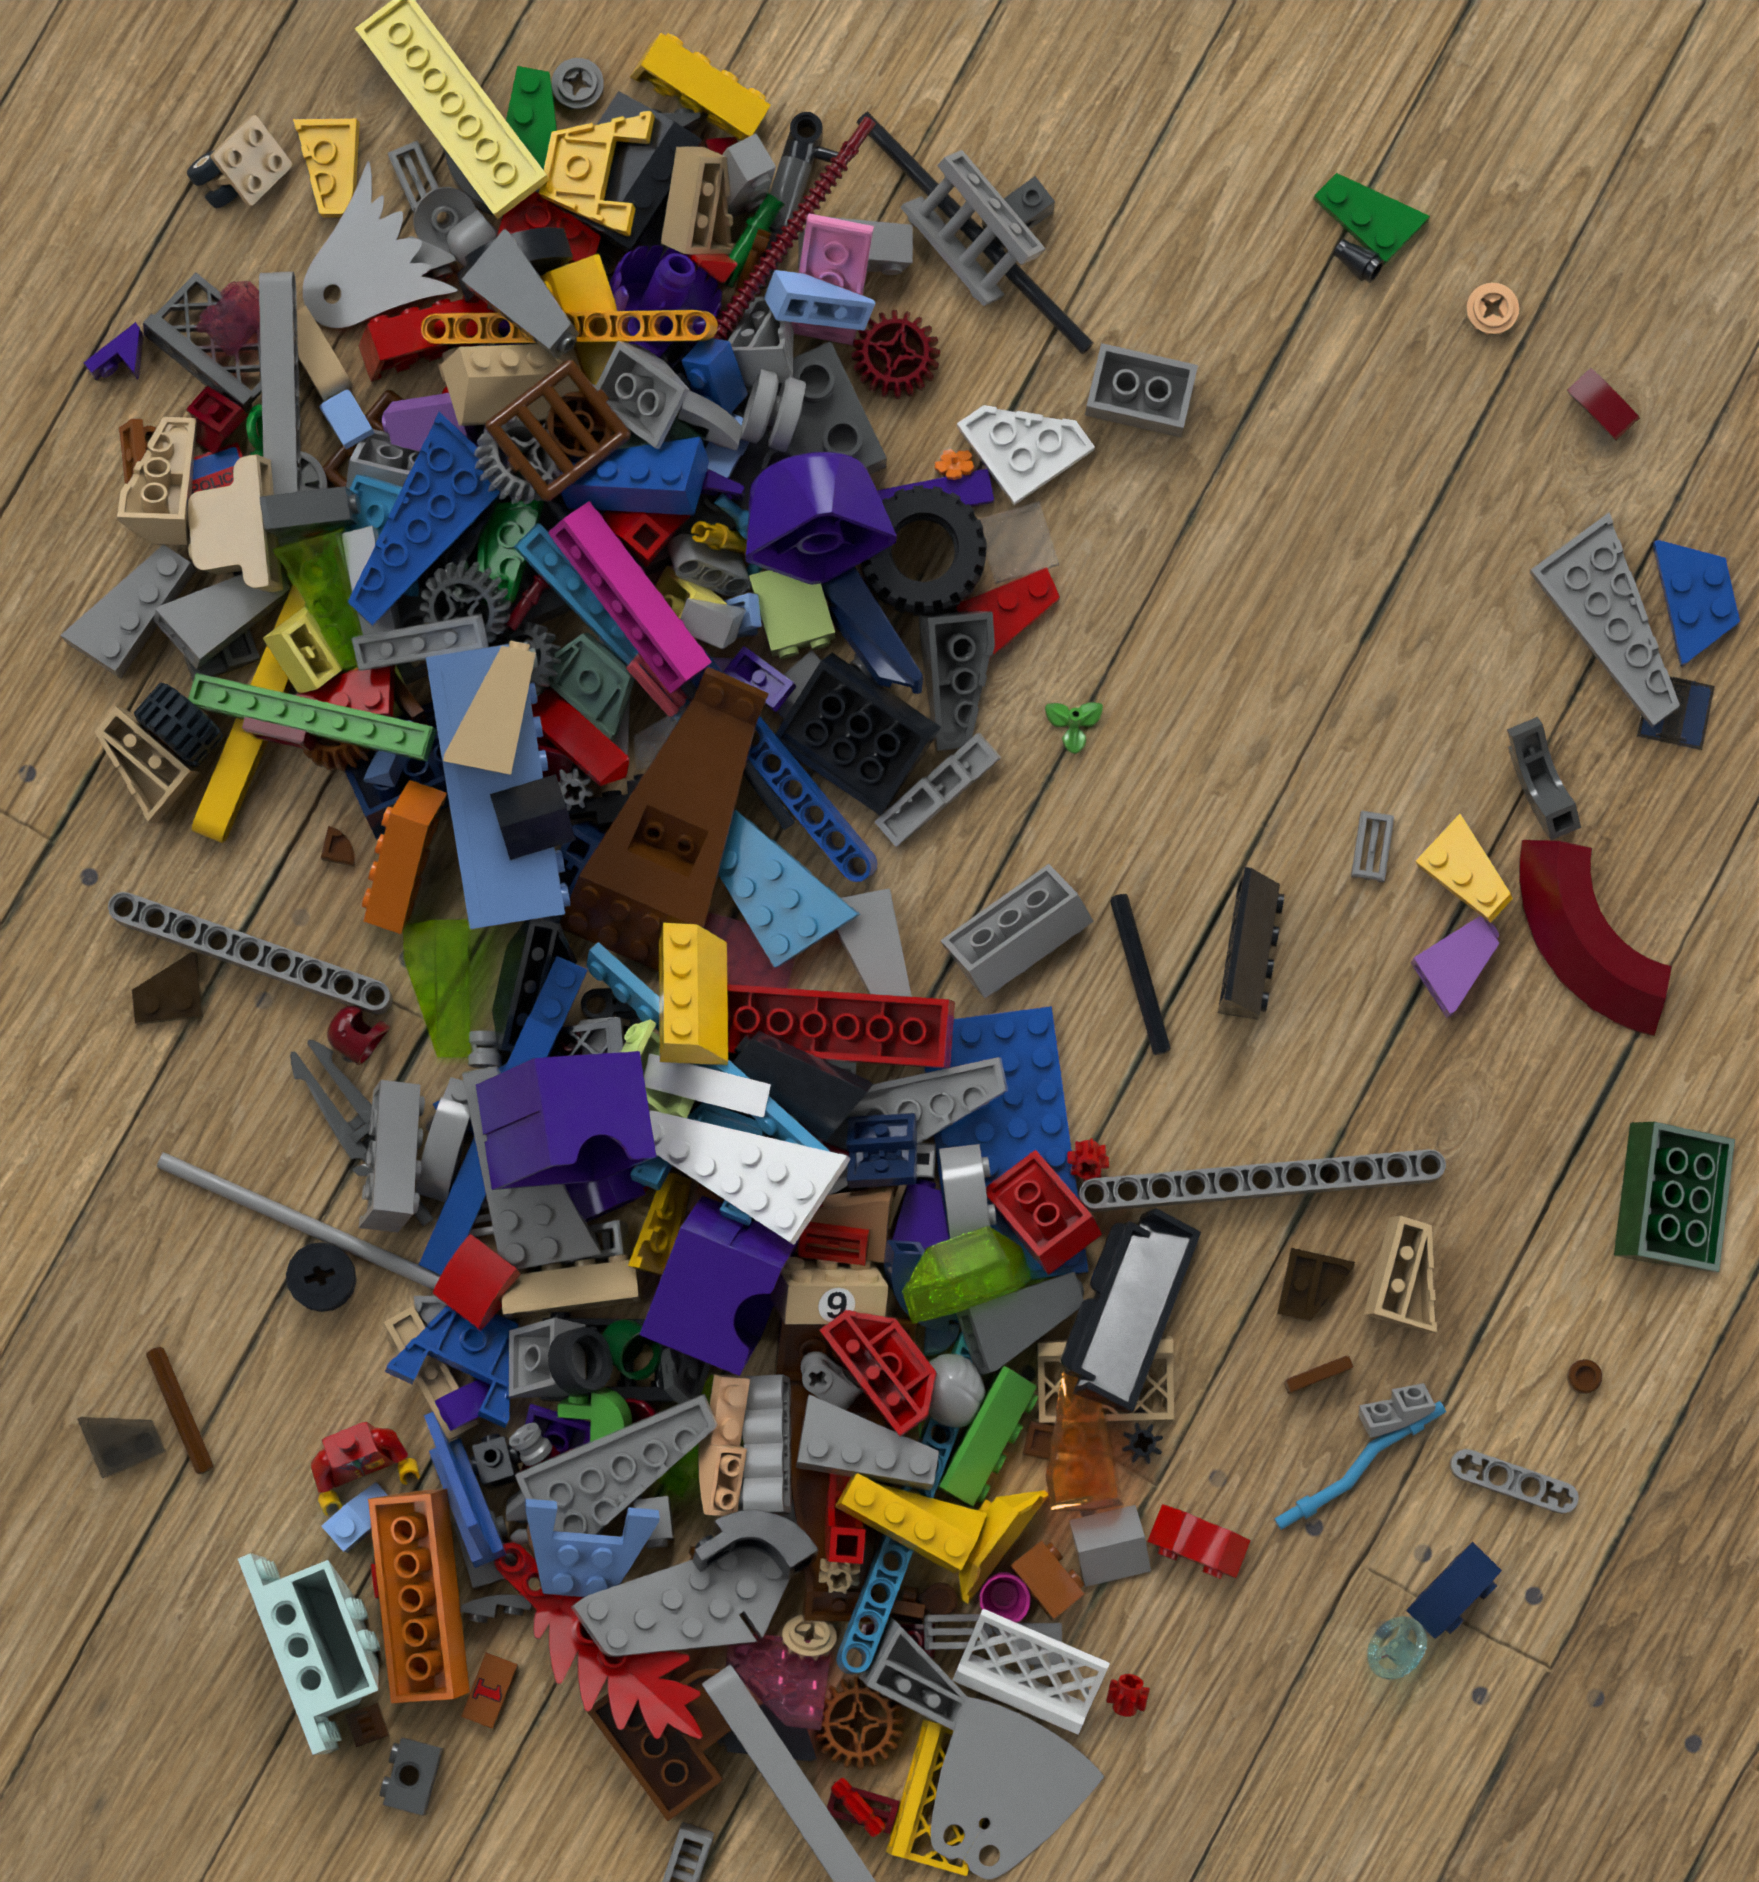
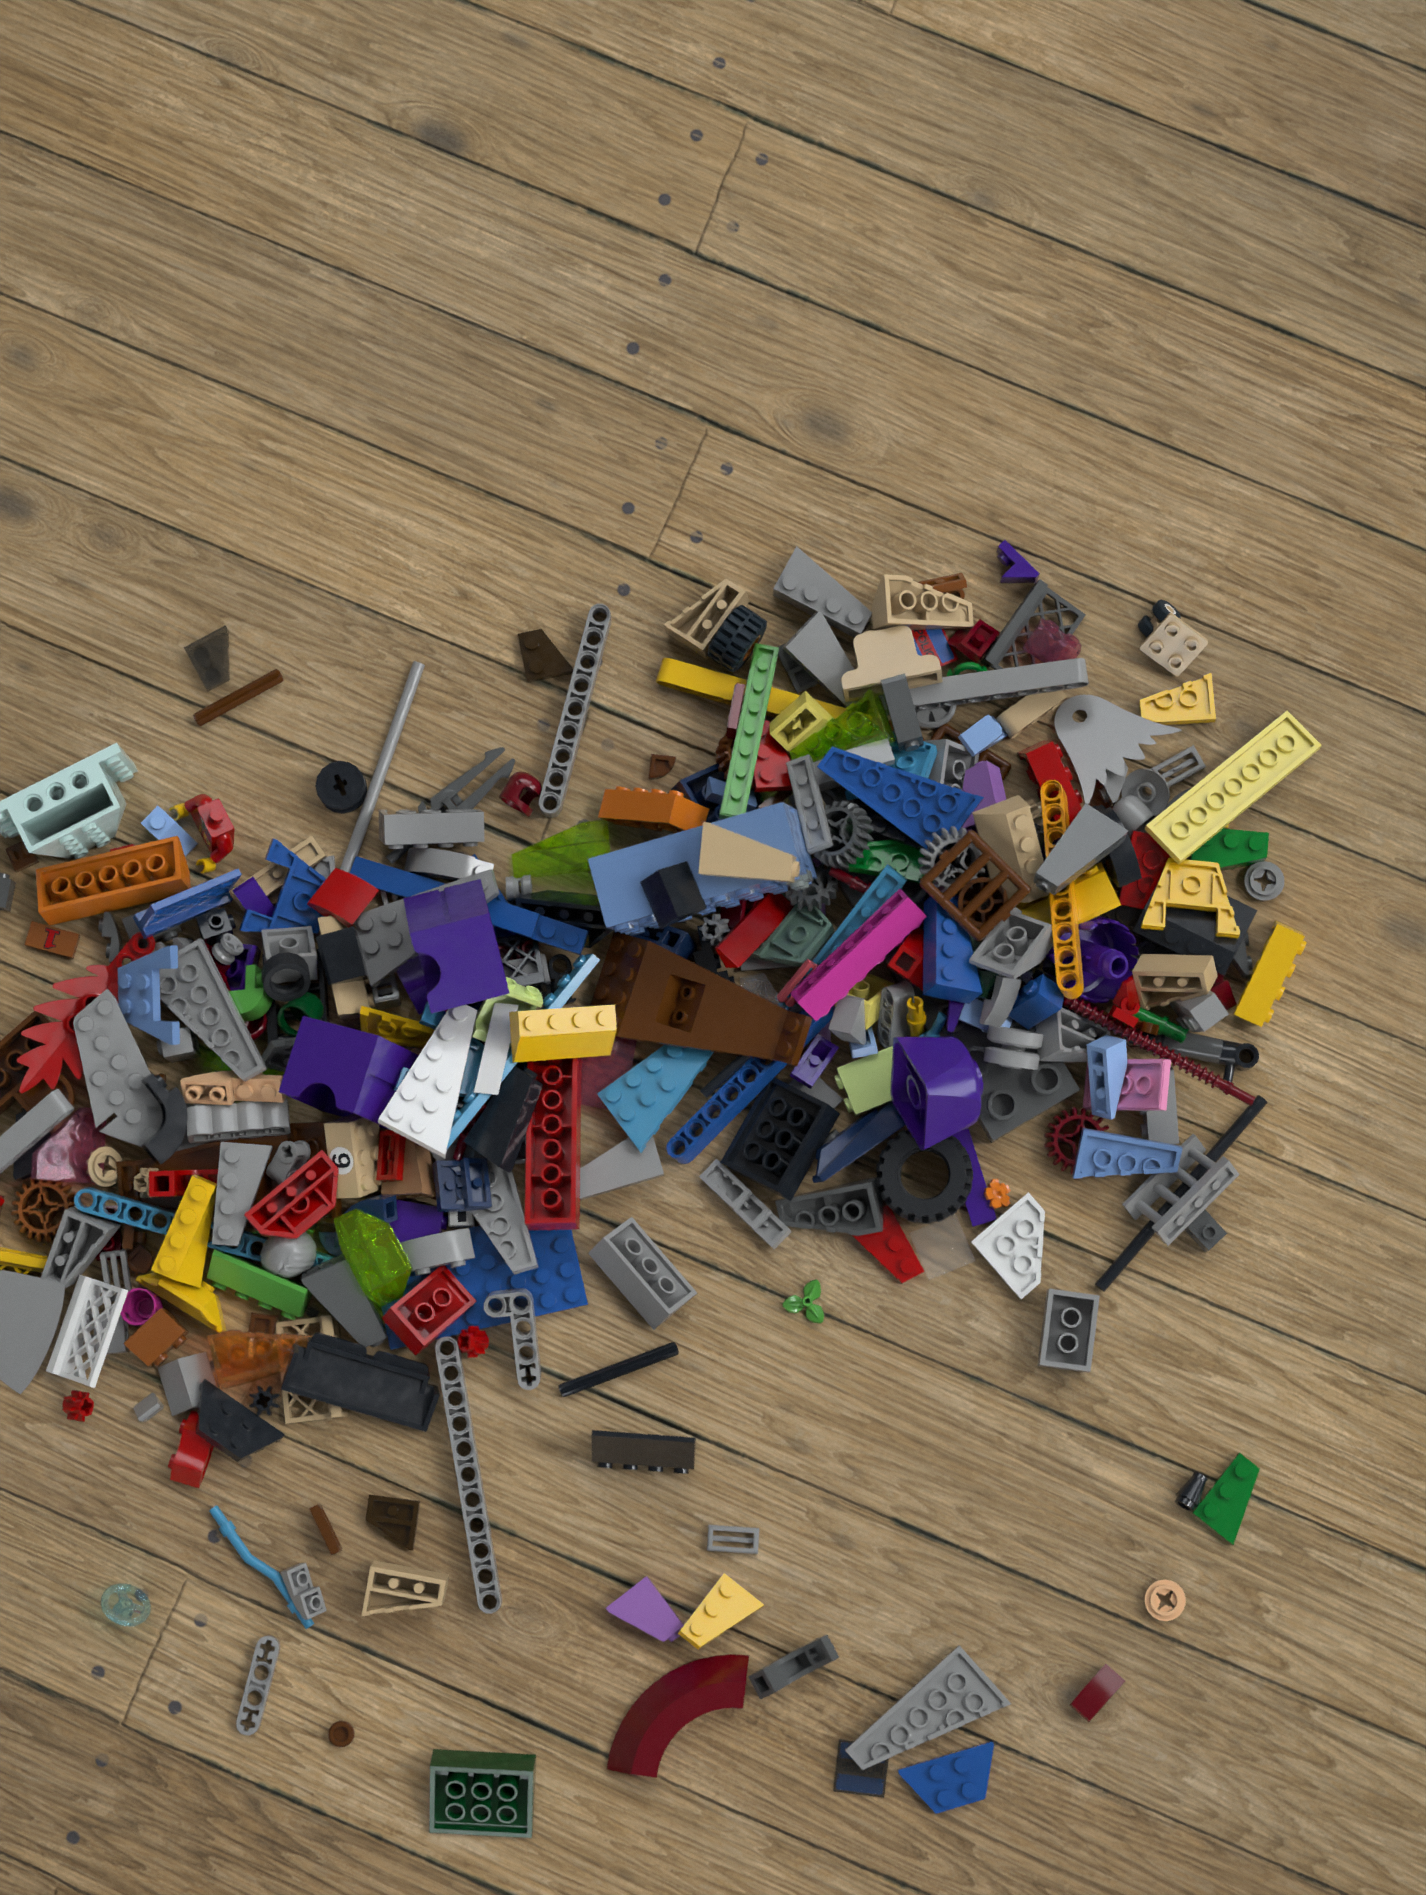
camera: 90 degrees right, 0 degrees up
(559, 1284) = (342, 956): none -> black slope
(741, 267) = (1124, 1014): none -> red tile
(919, 306) = (1123, 1155): none -> medium blue wing
(1090, 1095) = (519, 1338): none -> light grey beam
(1137, 1602) = (148, 1407): none -> light grey slope
(1171, 1487) = (231, 1425): none -> black wing
(1454, 1591) = (170, 1645): dark blue brick -> none

